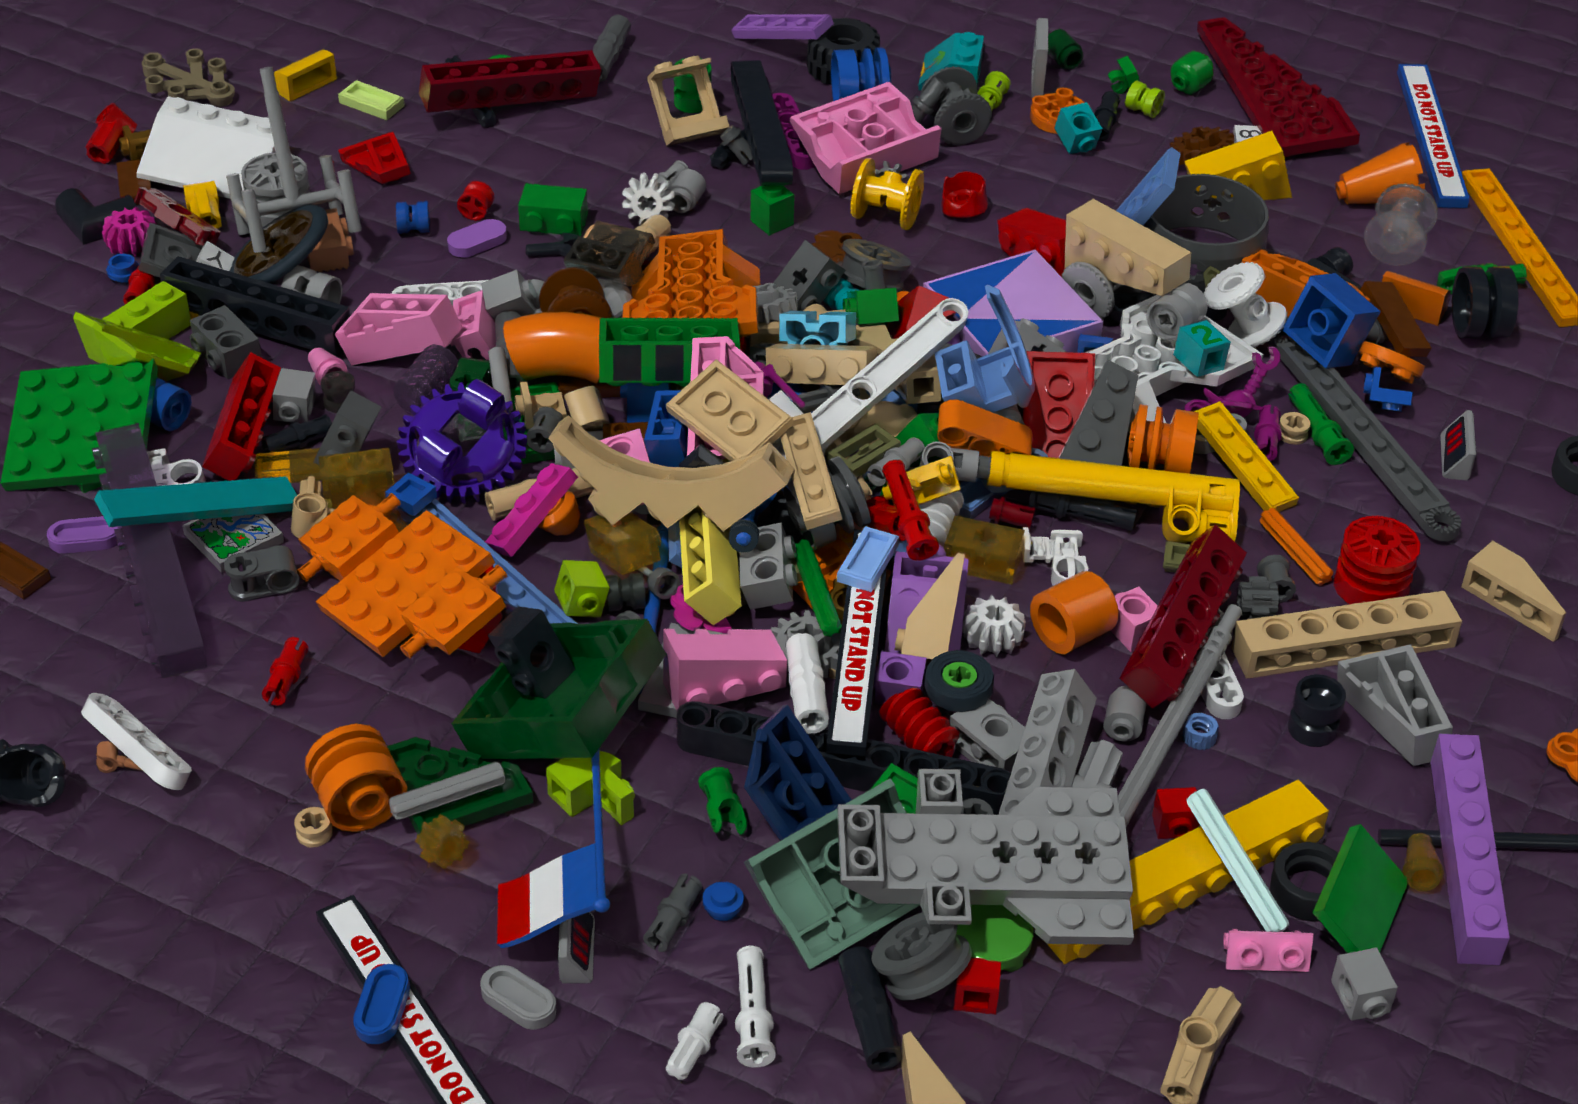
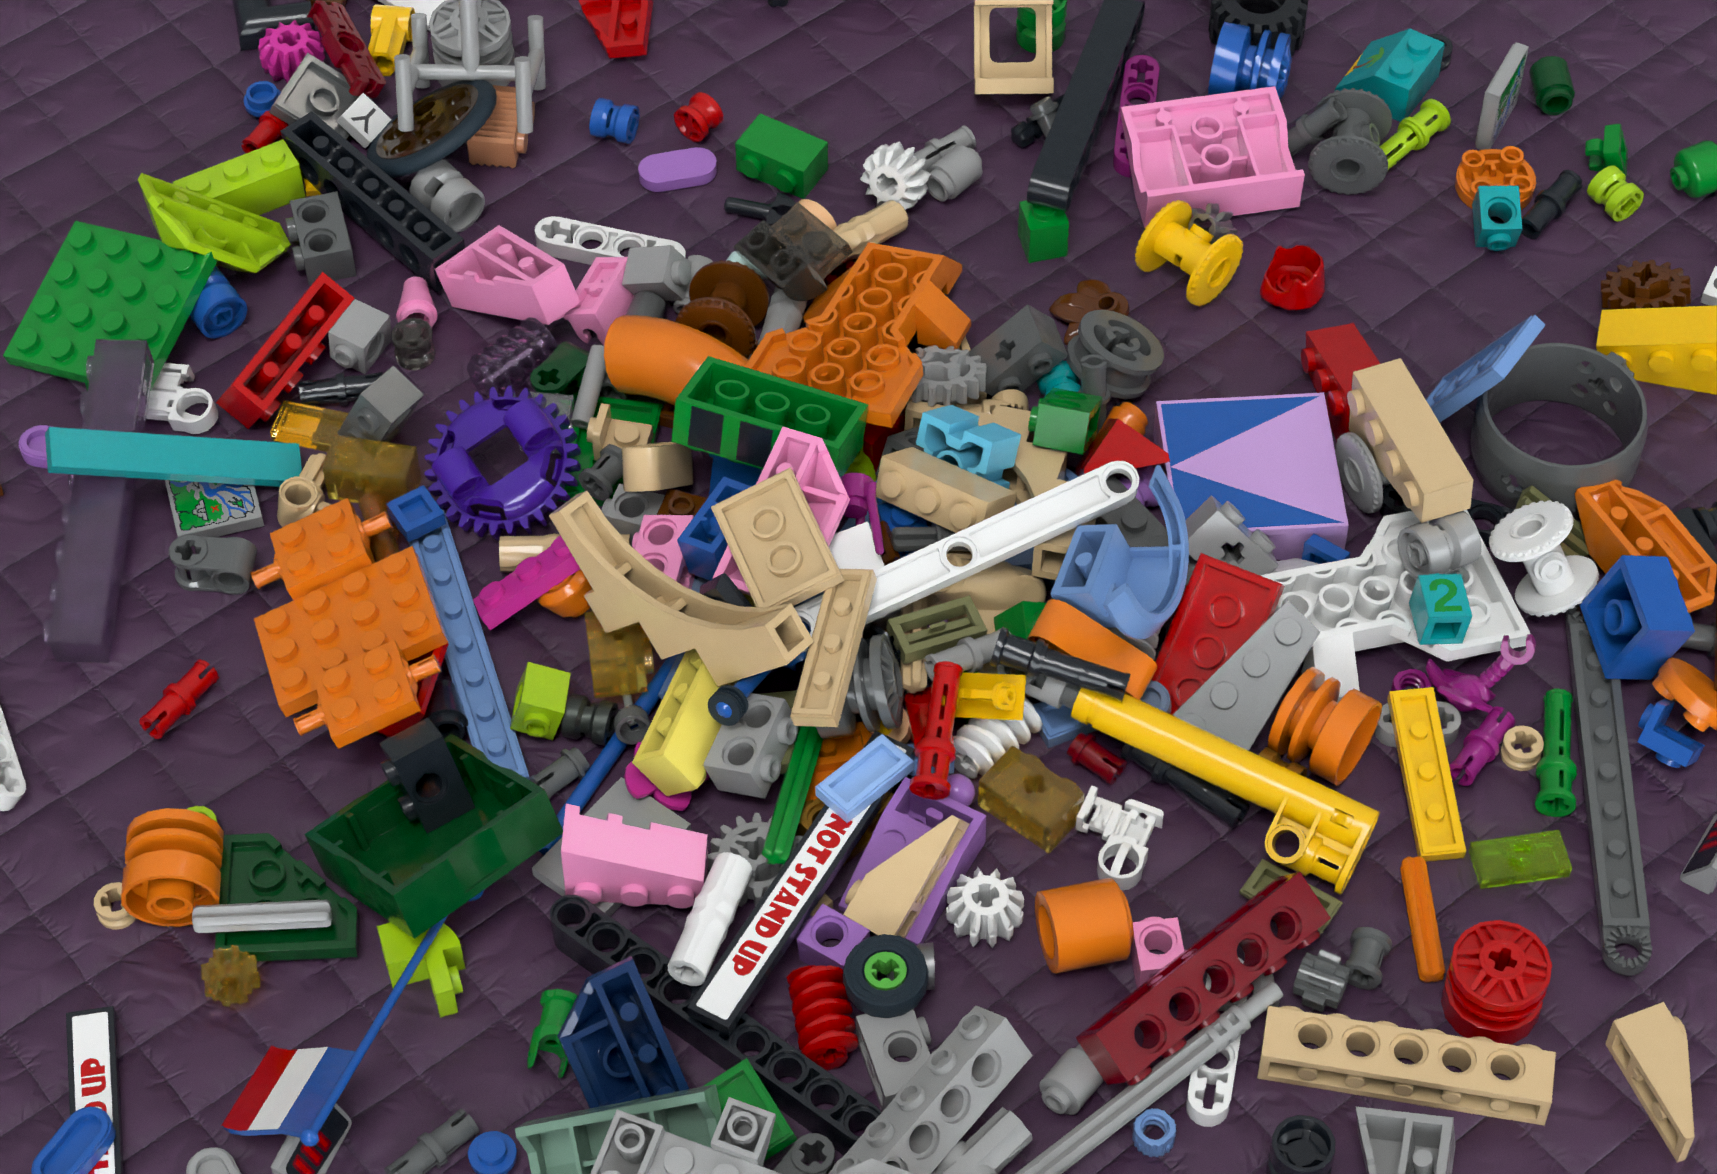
camera: 25 degrees right, 10 degrees up
(955, 443) = (1038, 659): none -> black pin
(1335, 493) = (1520, 859): none -> clear neon green plate

